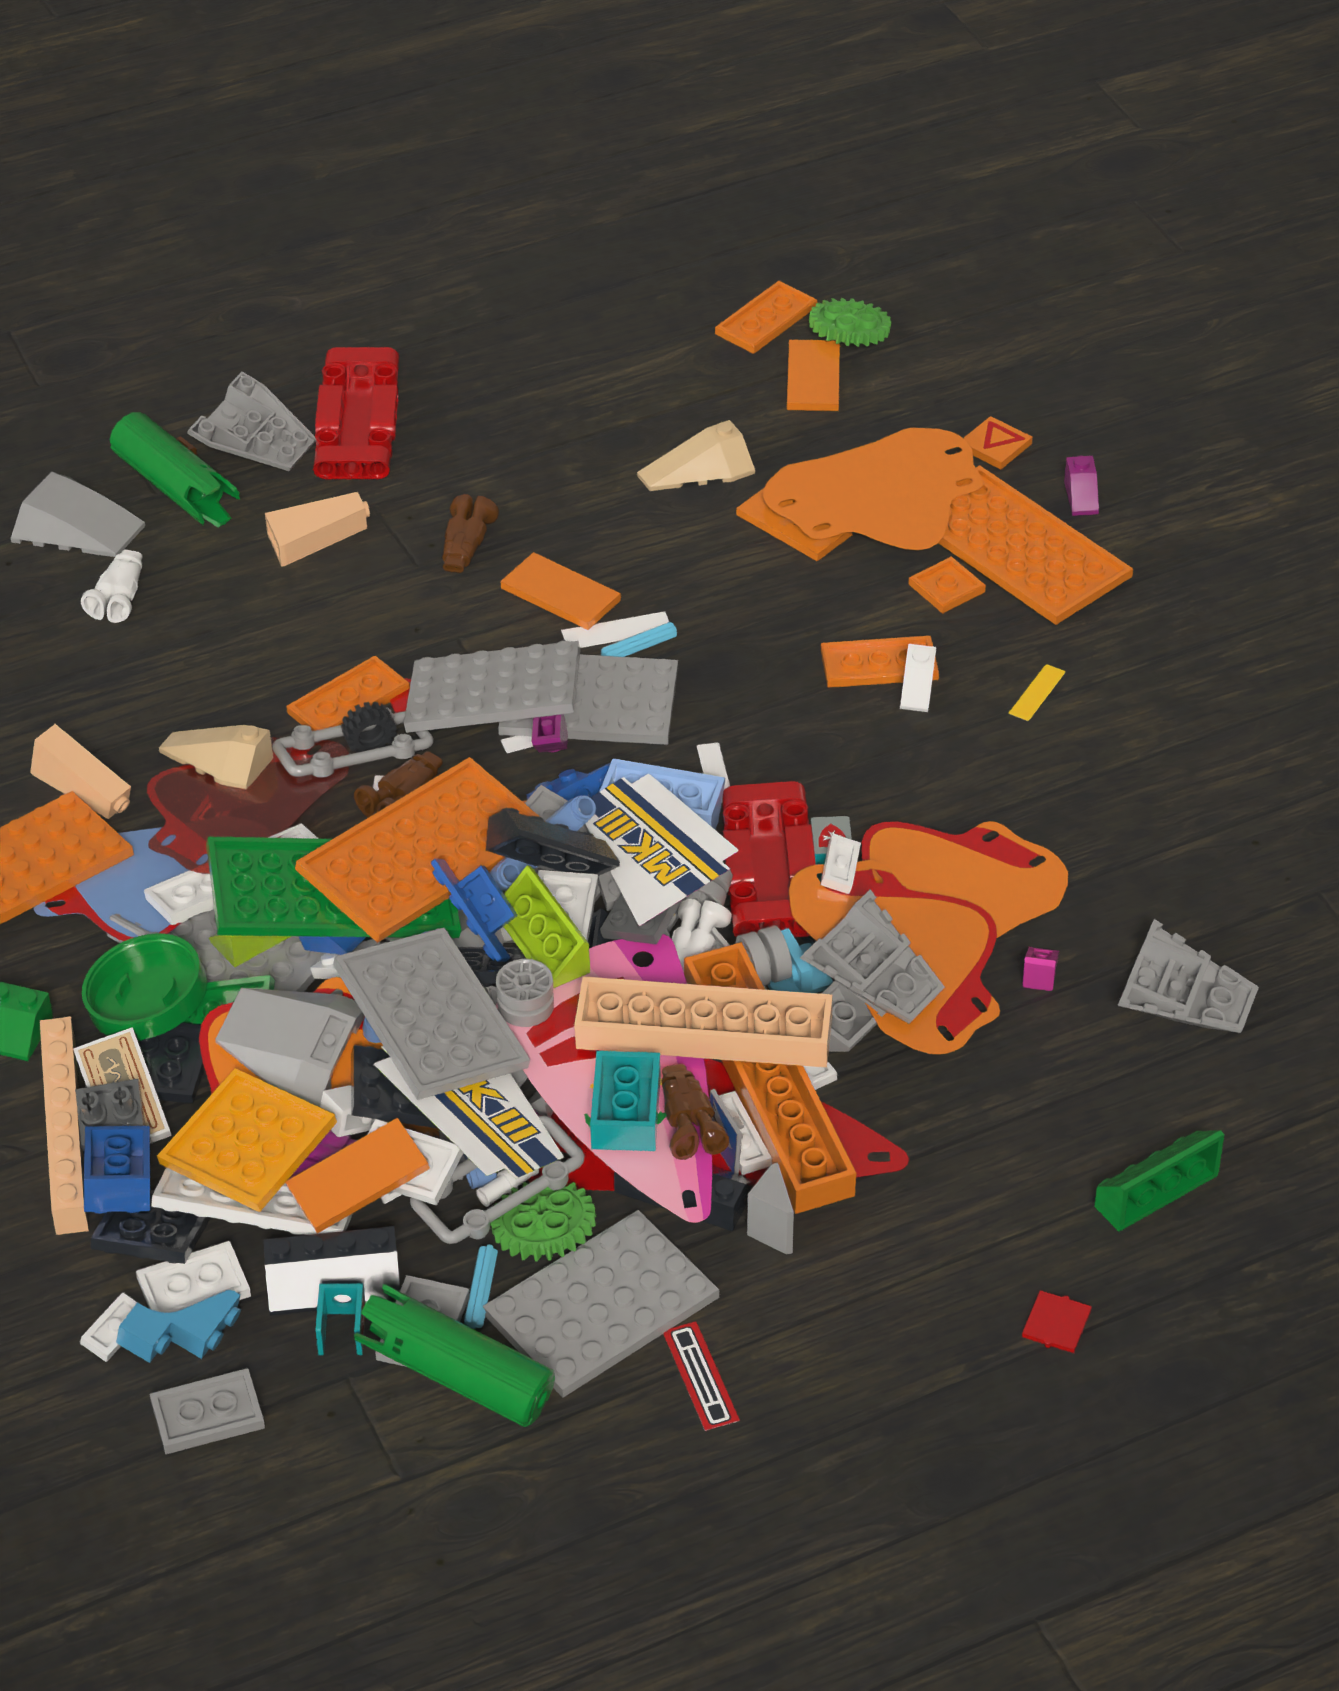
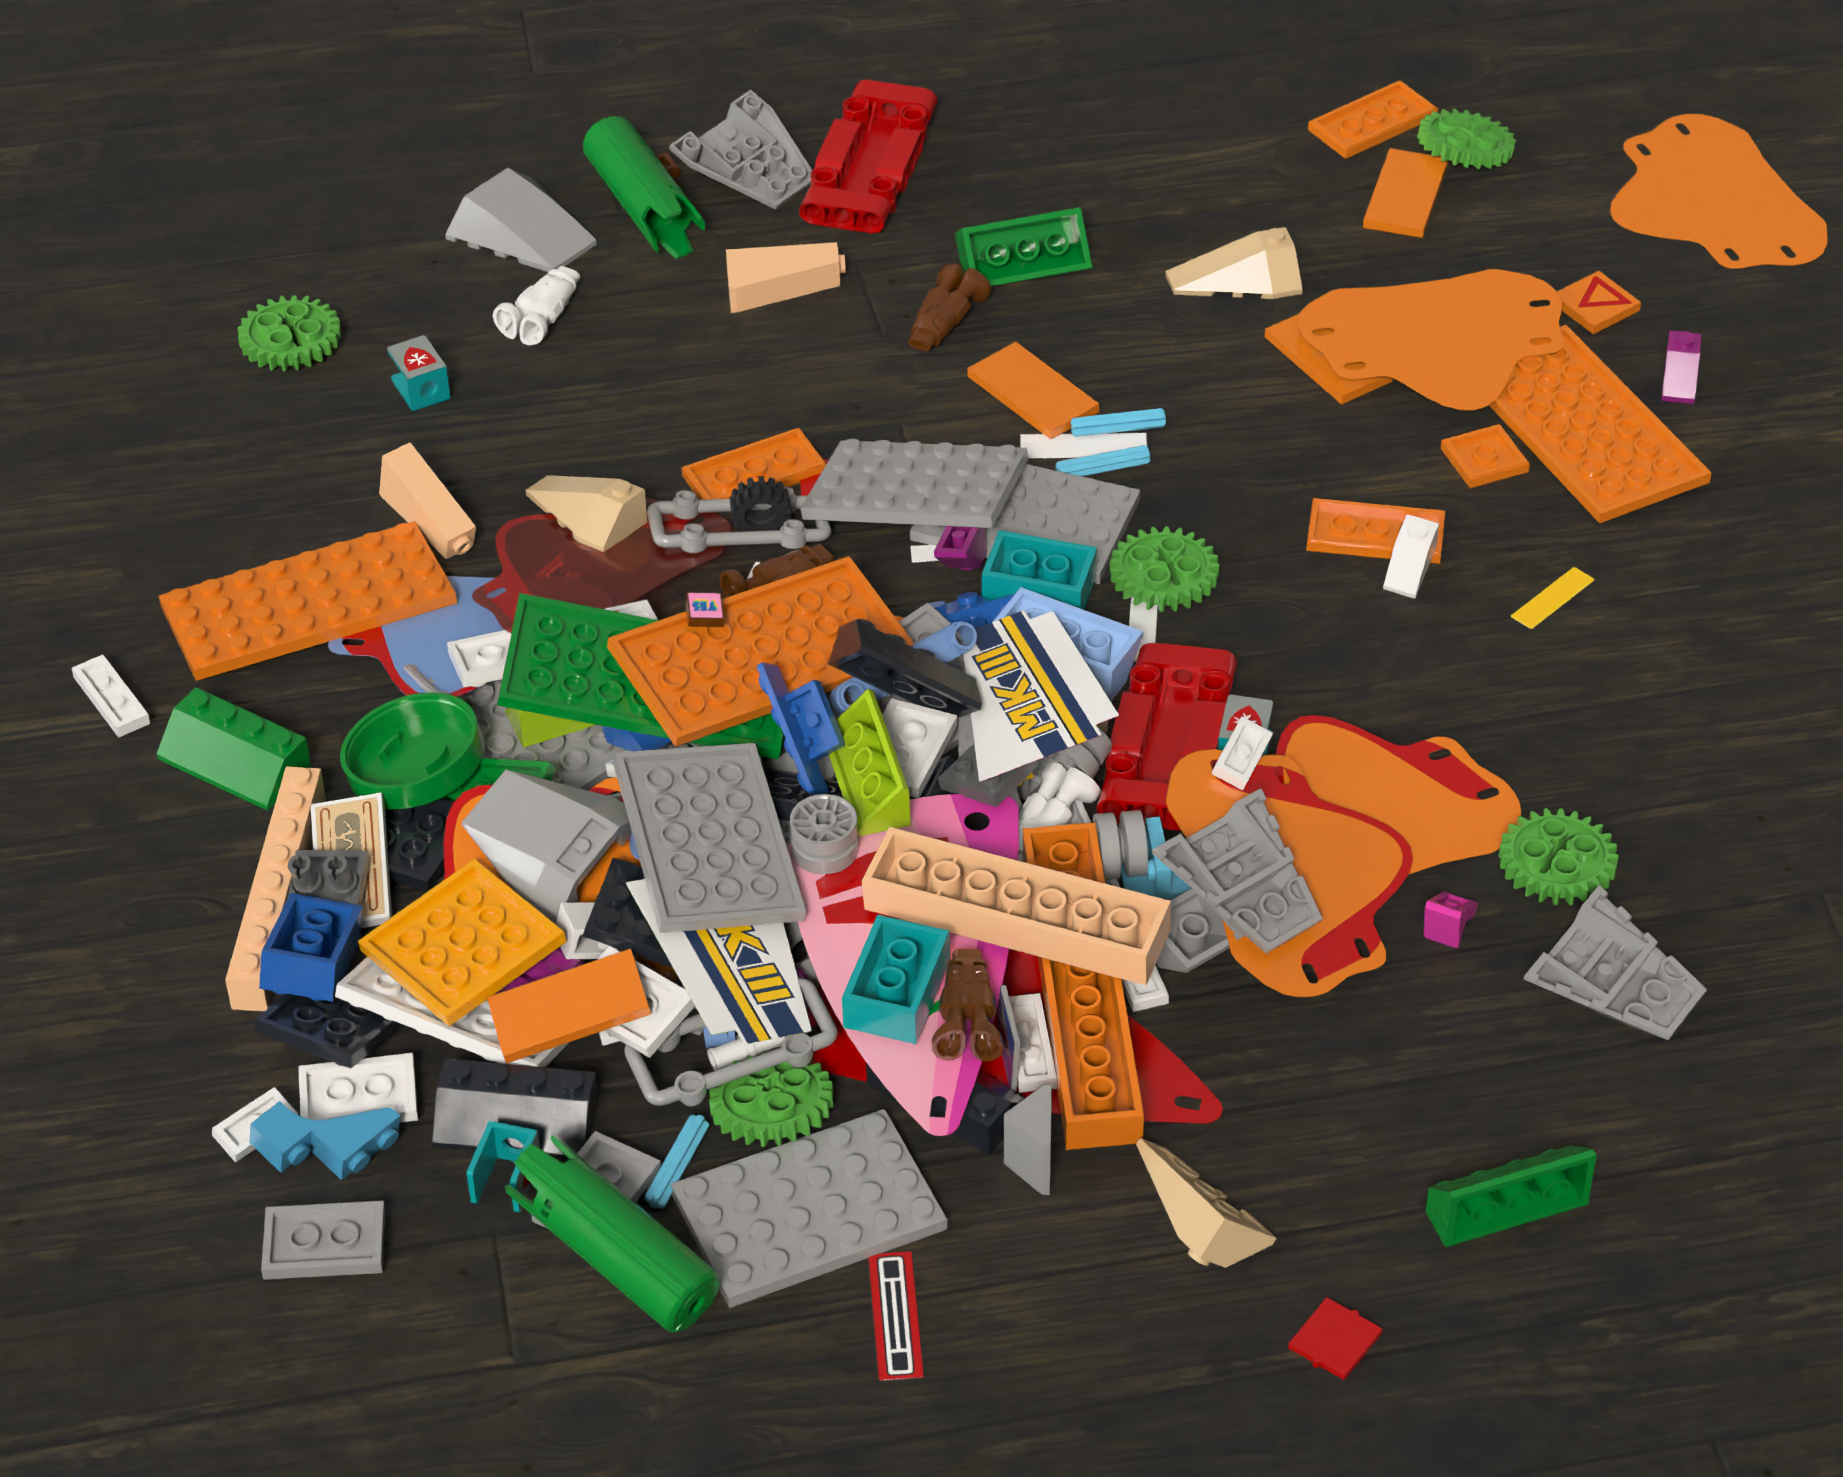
camera: 15 degrees right, 0 degrees up
(37, 662) = (422, 374): none -> piece
(368, 822) = (704, 609): none -> tile
(516, 470) = (1026, 247): none -> green slope
(620, 737) = (1040, 565): none -> teal brick
(640, 606) = (1118, 422): none -> medium azure axle
(719, 722) = (1164, 568): none -> bright green gear
(923, 1247) = (1199, 1211): none -> tan wedge
(1062, 336) = (1717, 194): none -> orange piece
(1128, 912) = (1558, 856): none -> bright green gear

